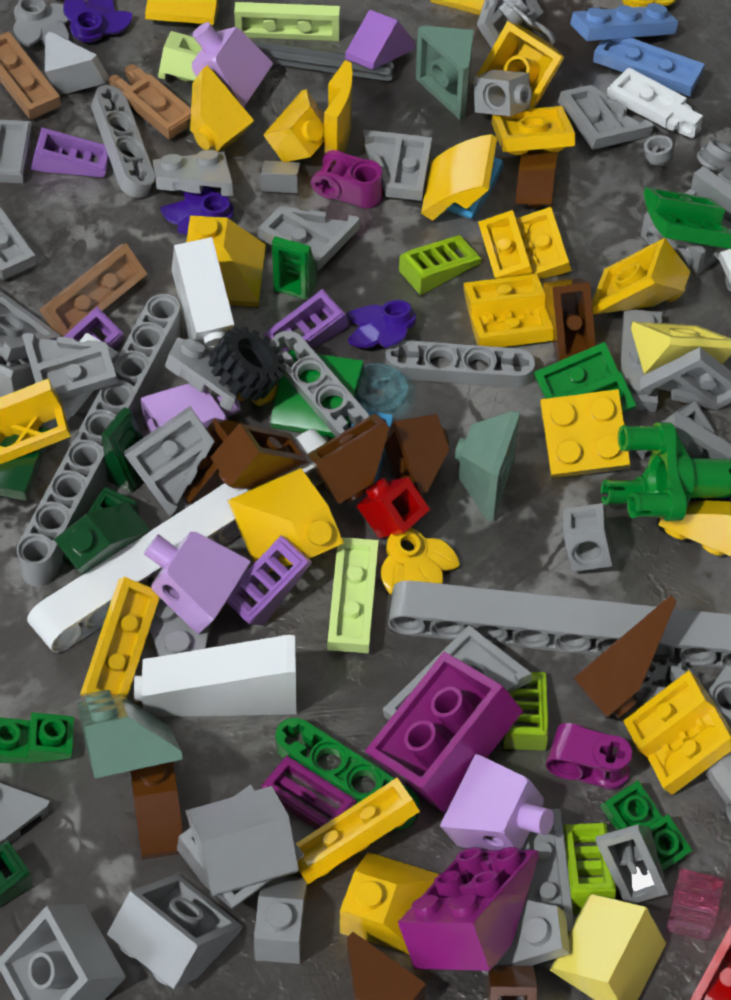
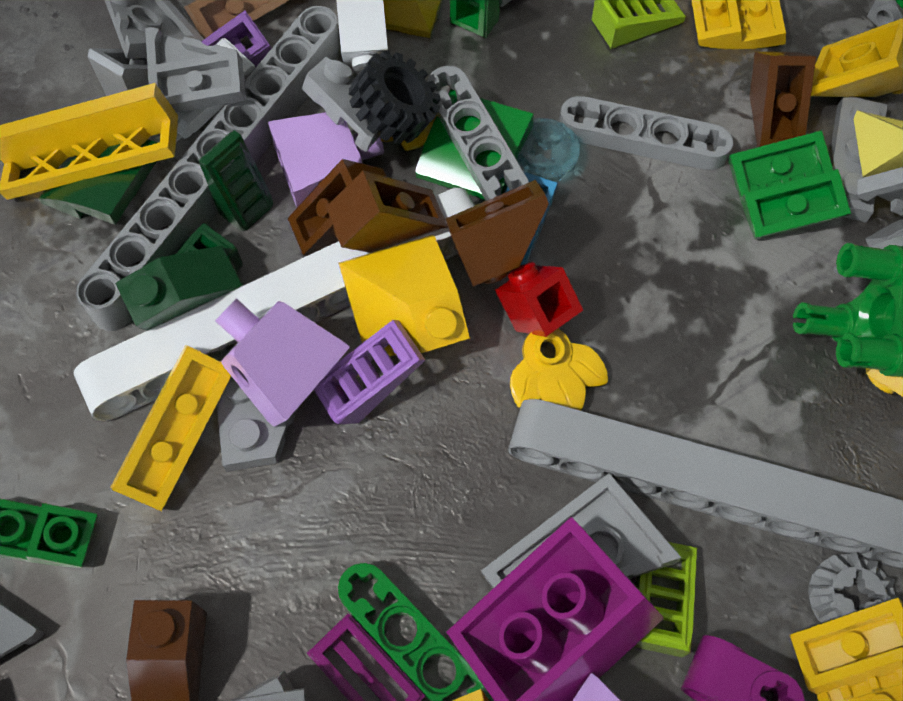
camera: 10 degrees right, 10 degrees up
(123, 735) = (128, 576): sand green slope -> none
(171, 456) = (283, 198): light grey wing -> none
(222, 680) = (284, 499): white slope -> none
(308, 311) = (485, 49): medium lavender slope -> none
(353, 595) = (471, 405): yellowish green plate -> none
(381, 324) = (562, 75): dark purple plate -> none
(417, 449) = (579, 232): reddish brown slope -> none
(488, 460) = (661, 254): sand green slope -> none
(508, 311) = (709, 80): yellow slope -> none
(583, 433) = (784, 239): yellow plate -> none
(587, 537) = (775, 375): light grey brick -> none
(622, 667) = (808, 567): reddish brown slope -> none

